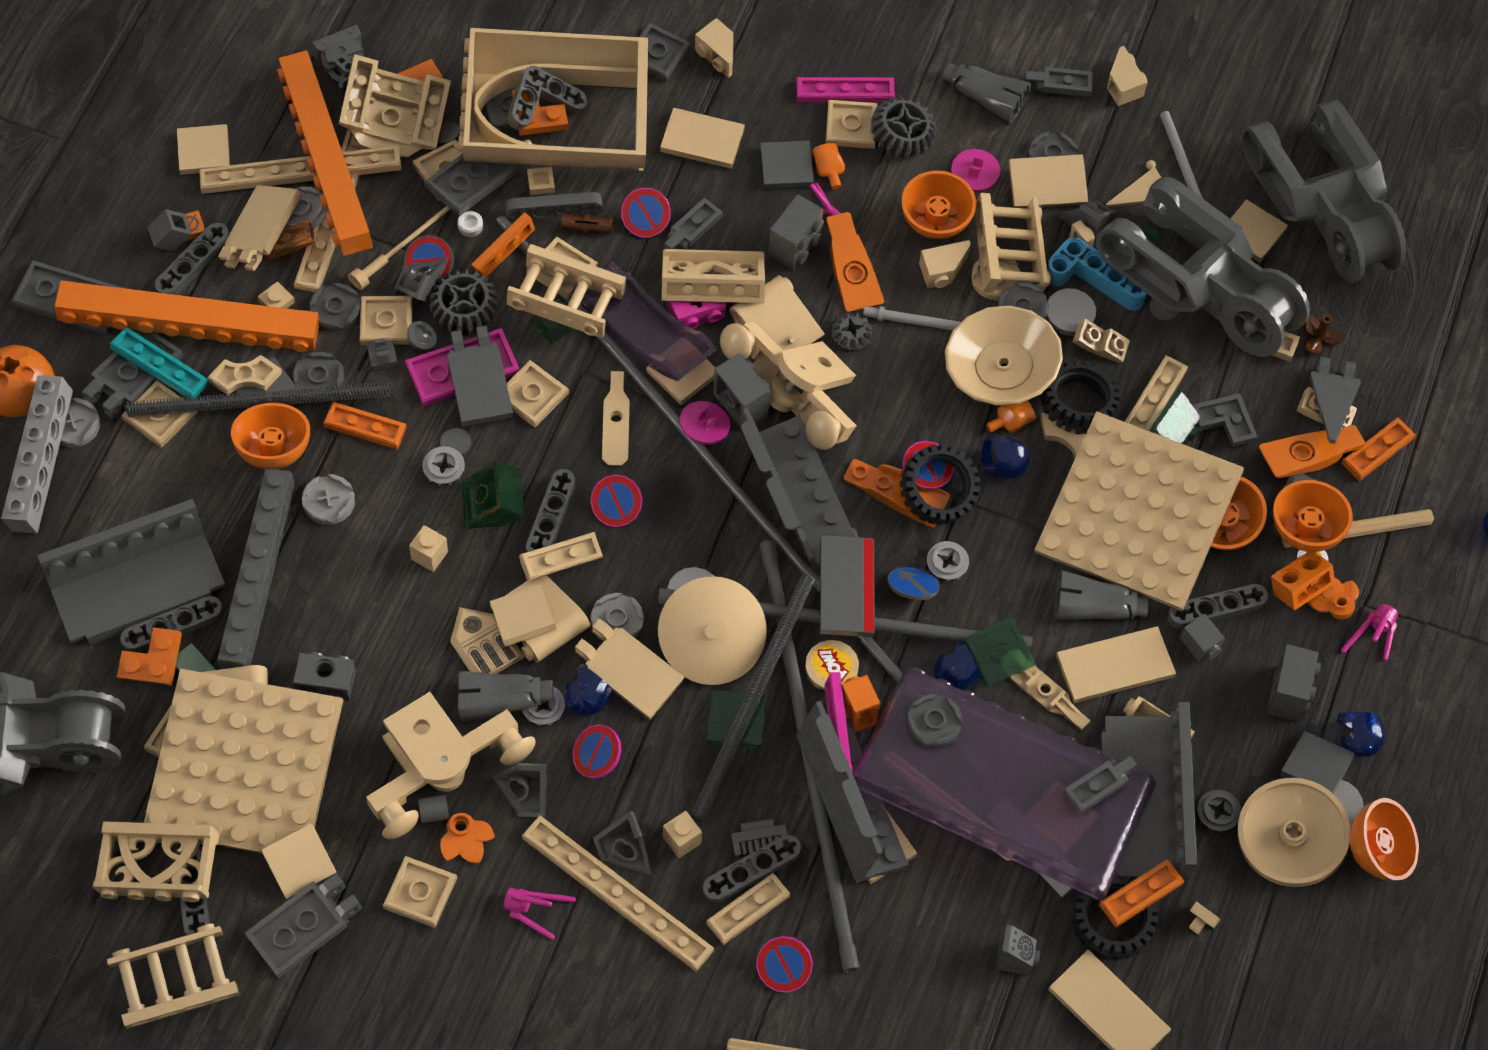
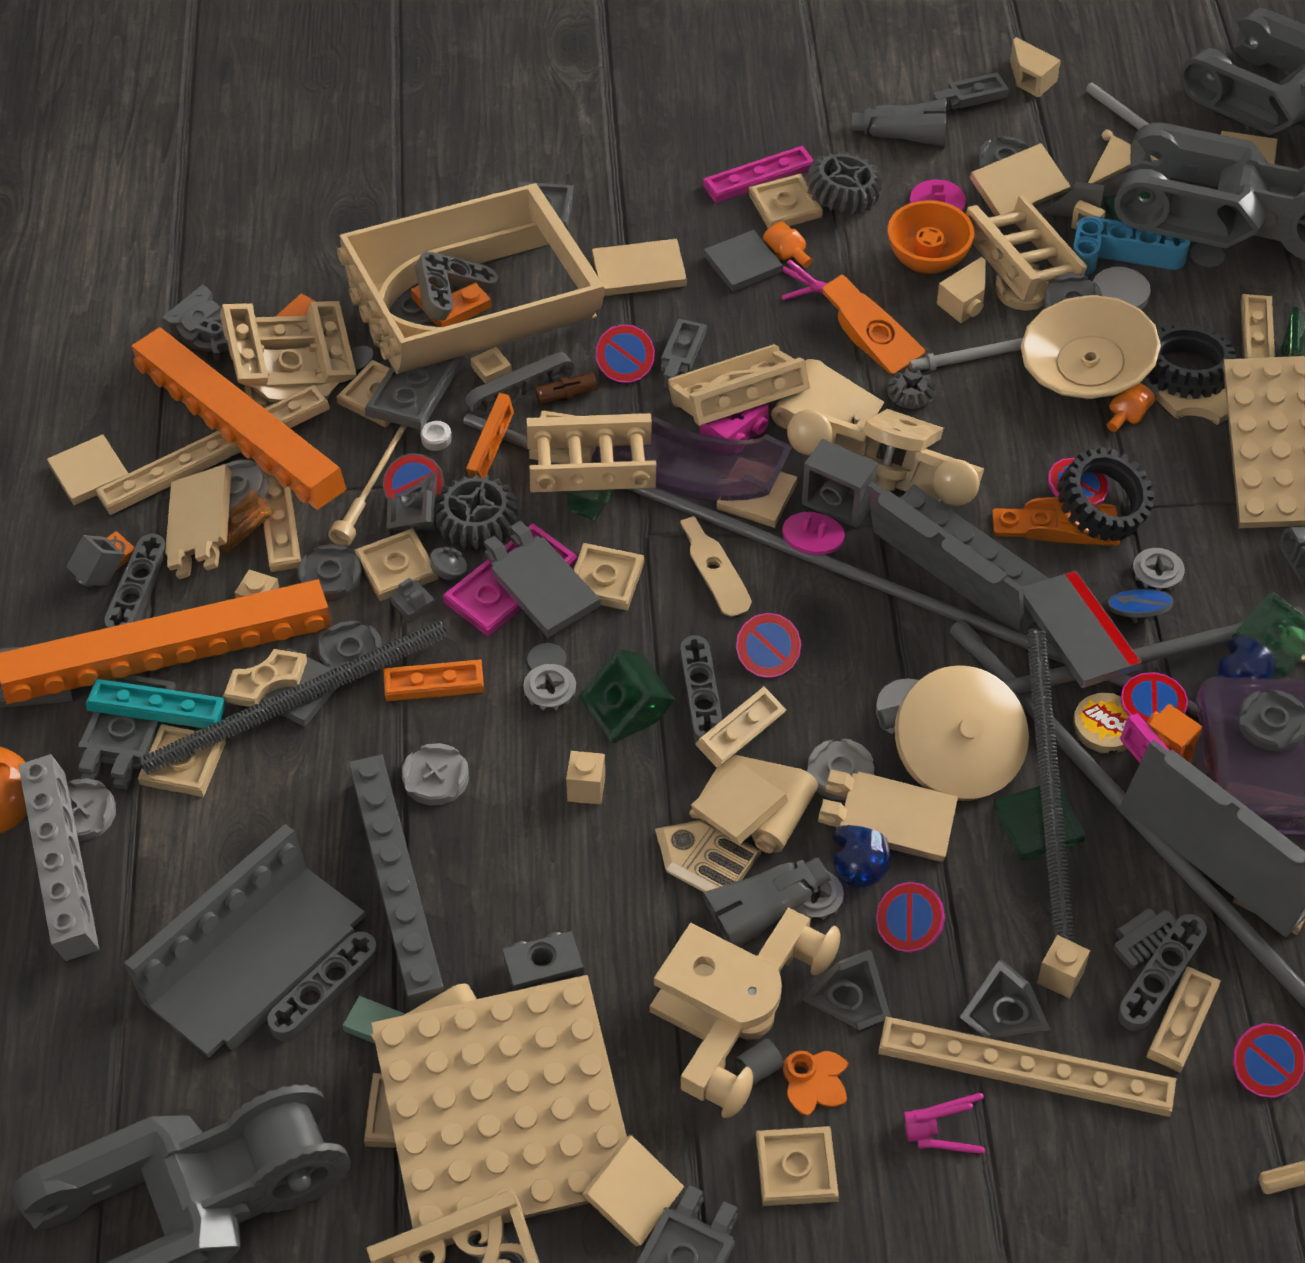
camera: 20 degrees left, 10 degrees down
(158, 664) = (329, 1041): orange plate -> none
(270, 435) = (336, 726): orange piece -> none
(716, 45) = (604, 178): tan slope -> none
(796, 233) = (800, 312): dark grey brick -> none
(877, 661) = (1152, 693): none -> piece
(1011, 457) = (1159, 440): clear blue helmet -> none
(1101, 342) = (1172, 306): tan slope -> none

